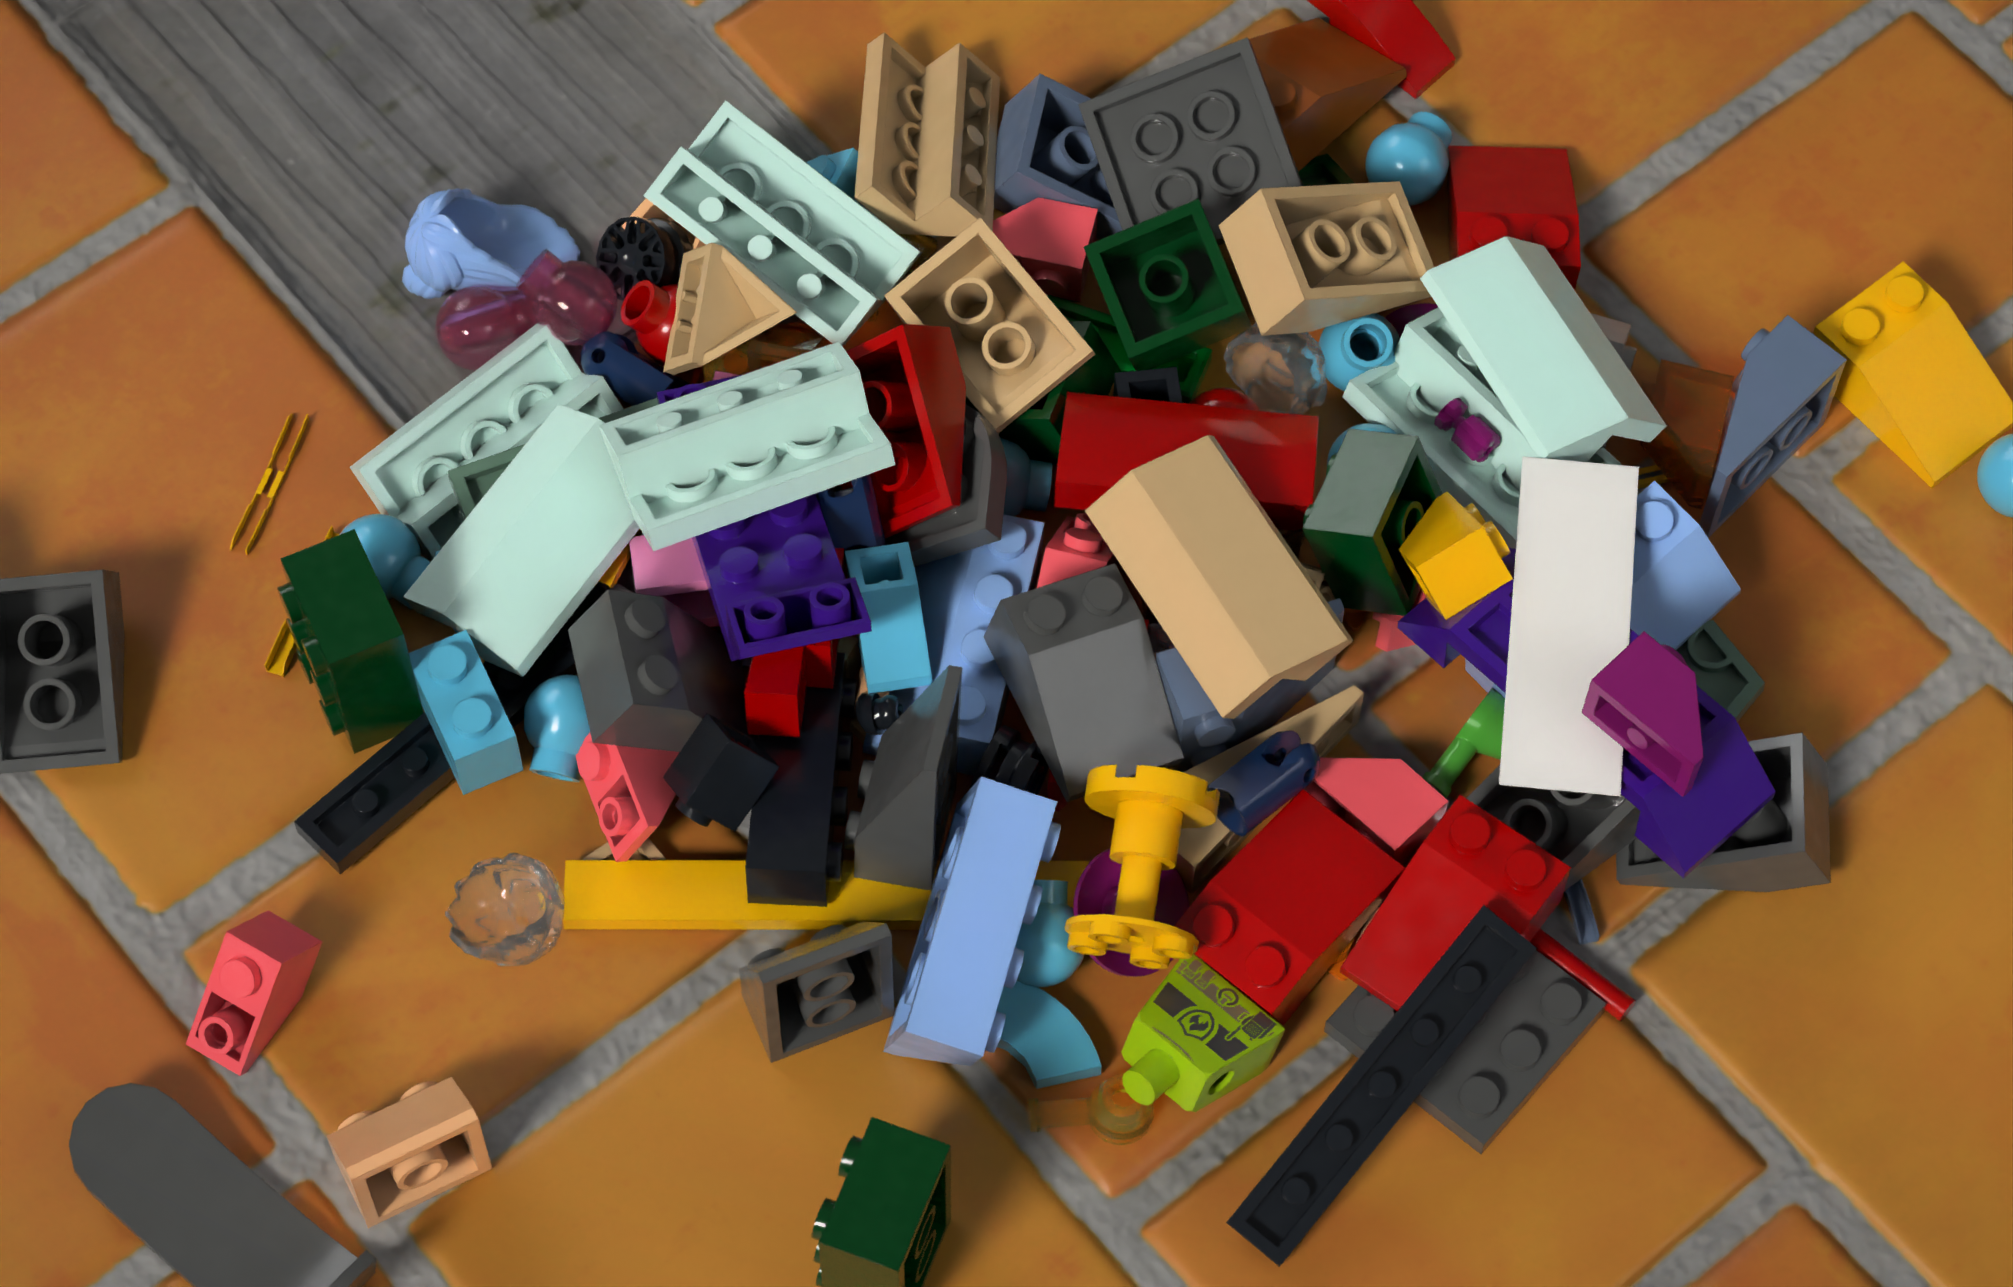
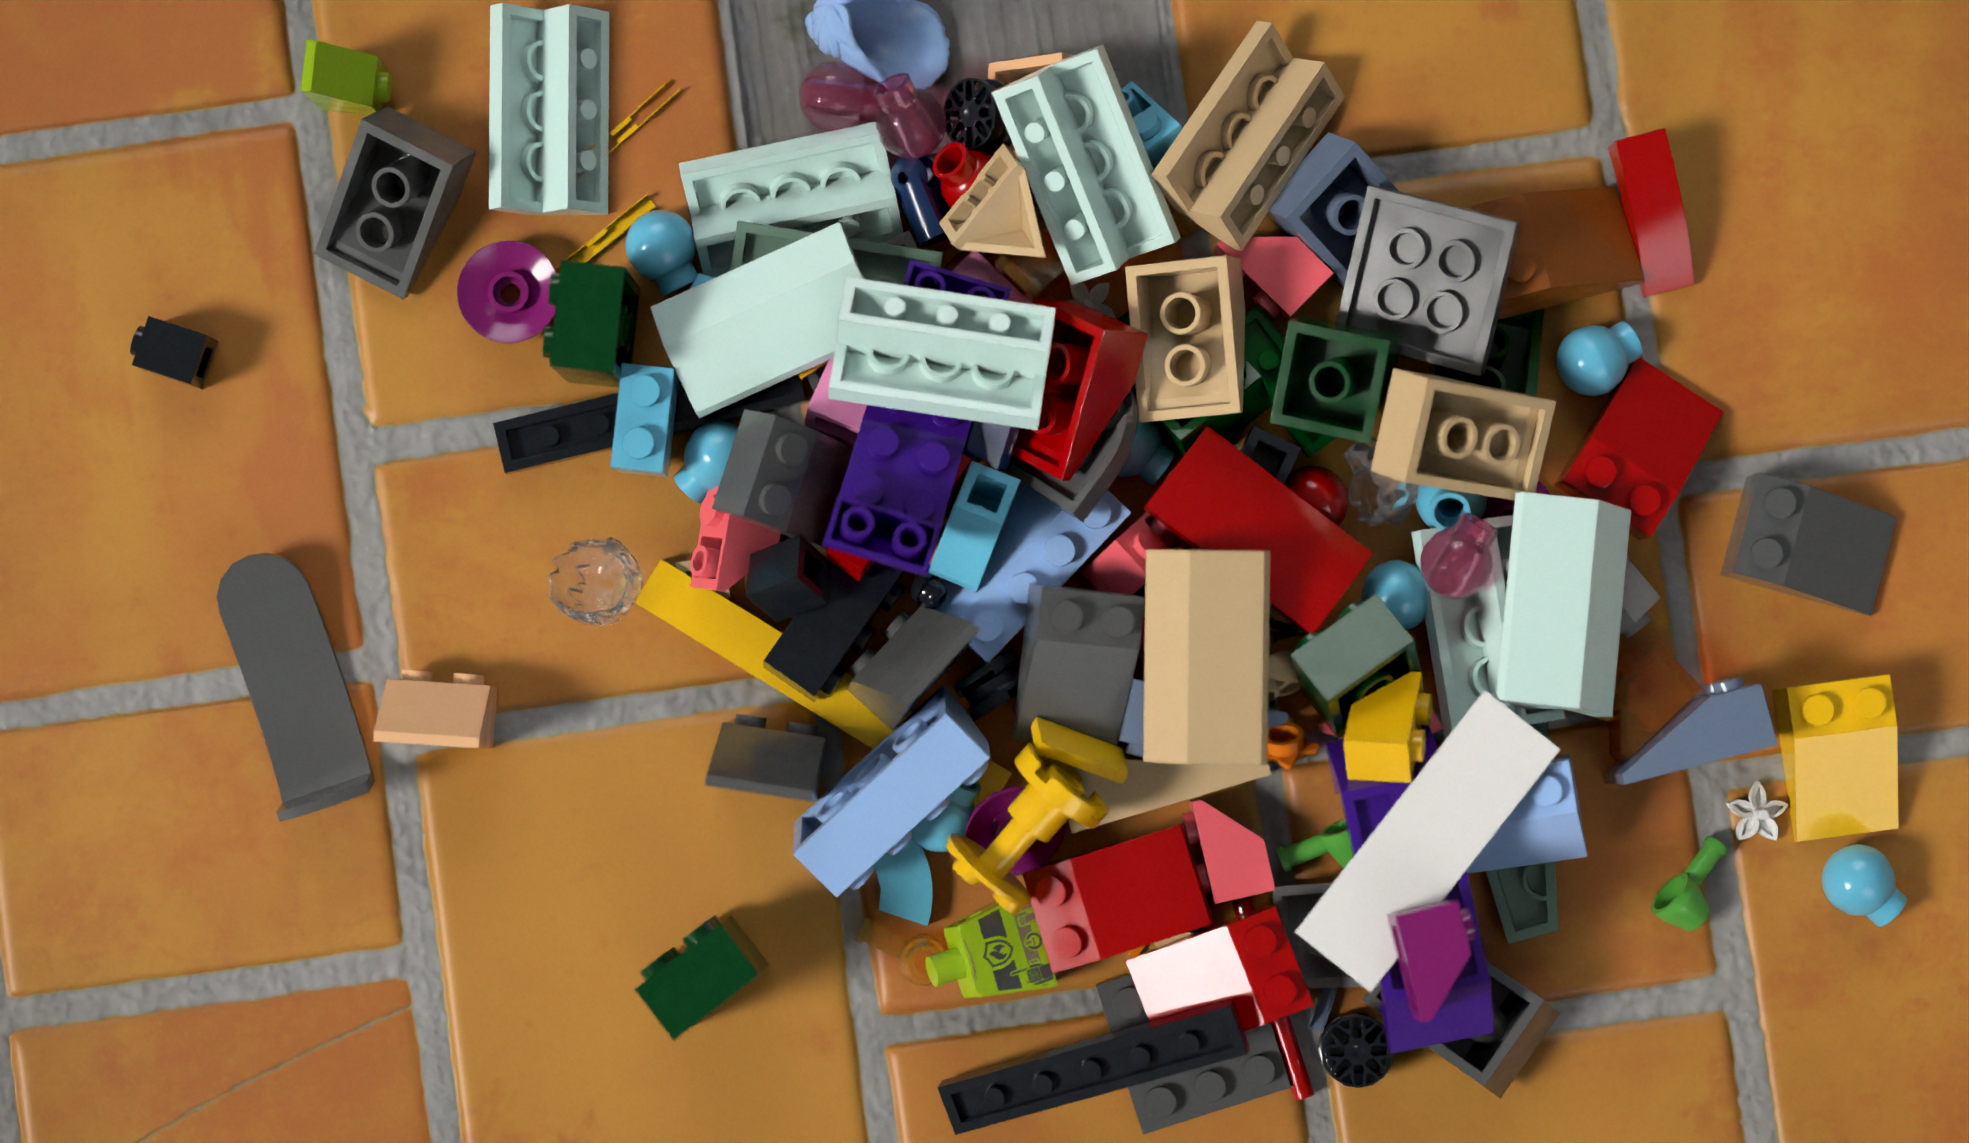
camera: 30 degrees right, 25 degrees up
(177, 500) = (549, 110): none -> light aqua slope
(232, 664) = (483, 284): none -> magenta dish
(252, 989) = (401, 532): coral slope -> none
(1128, 761) = (1079, 750): none -> yellow piece
(1264, 781) = (1146, 808): dark blue piece -> none
(1356, 667) = (1287, 745): none -> orange plate
(1407, 369) = (1459, 557): none -> clear pink piece
(1470, 434) = (1475, 629): magenta piece -> none
(1644, 926) = (1355, 1049): none -> black wheel
(1731, 212) = (1808, 543): none -> dark grey slope
(1865, 592) = (1680, 898): none -> bright green bar
(1877, 480) = (1757, 814): none -> white plant

